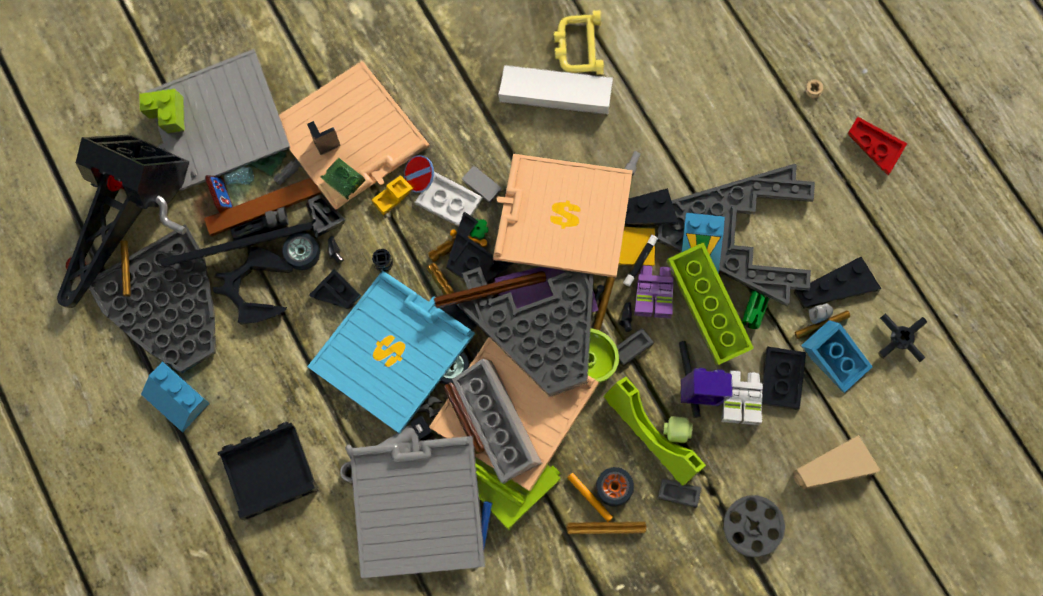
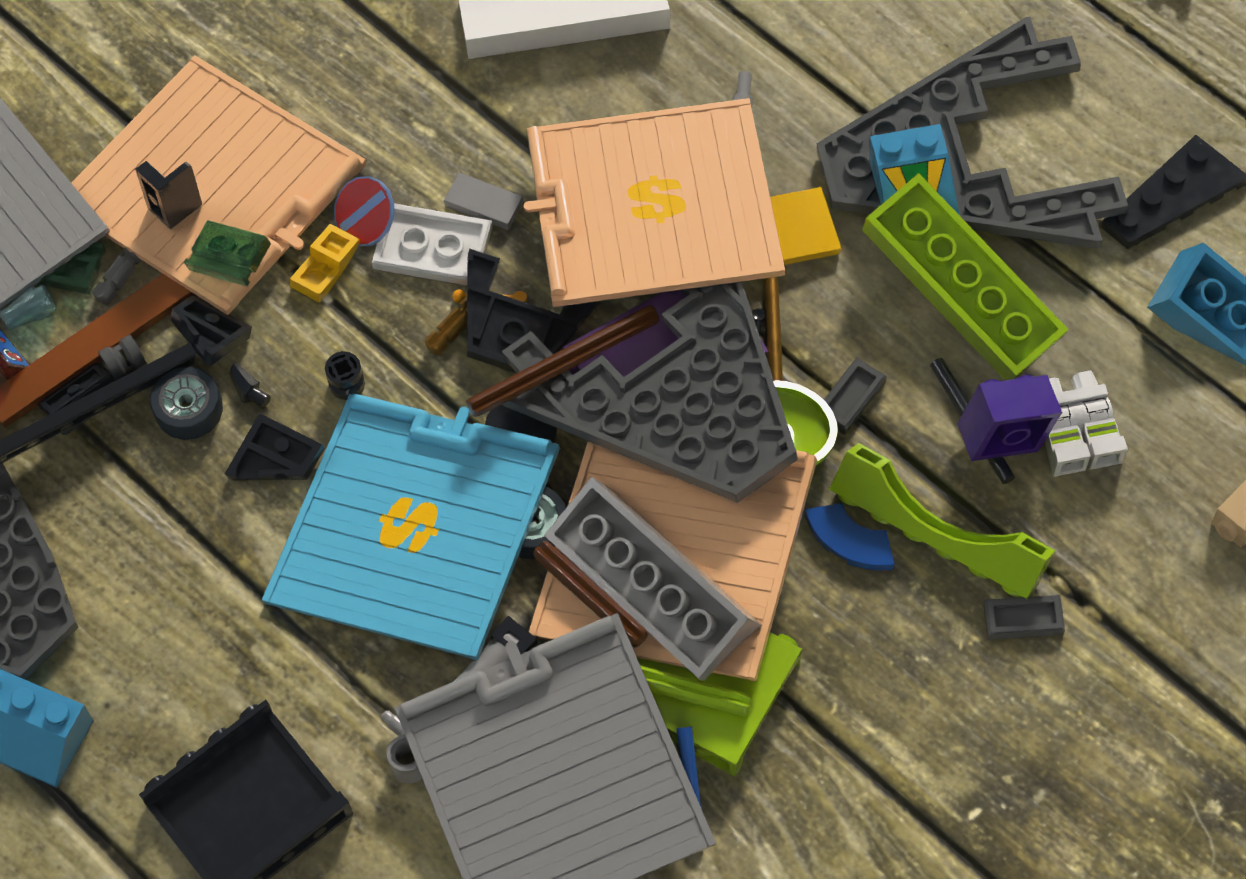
camera: 20 degrees left, 10 degrees down
(257, 260) = (112, 441): black piece -> none
(427, 406) = (512, 604): dark grey bar -> none
(439, 279) = (456, 376): pearl gold axle -> none
(480, 234) = (511, 275): green plant -> none
(590, 497) = (865, 673): light orange bar -> none
(605, 425) = (849, 540): none -> blue tile
(606, 527) = (913, 715): pearl gold axle -> none
(622, 479) = (911, 622): wheel -> none
(626, 317) = (822, 349): black bar -> none
(640, 260) = (814, 245): black bar -> none
(651, 209) = (806, 154): black wing -> none
(654, 286) = (859, 294): medium lavender hips -> none
(678, 429) = (983, 506): yellowish green head -> none
(752, 535) = (1193, 640): dark grey wedge -> none
(755, 310) = (1047, 271): green arm -> none
(783, 378) = (1137, 371): black tile -> none
(815, 327) = (1158, 274): pearl gold bar -> none
(820, 313) = (1162, 244): light grey arm -> none

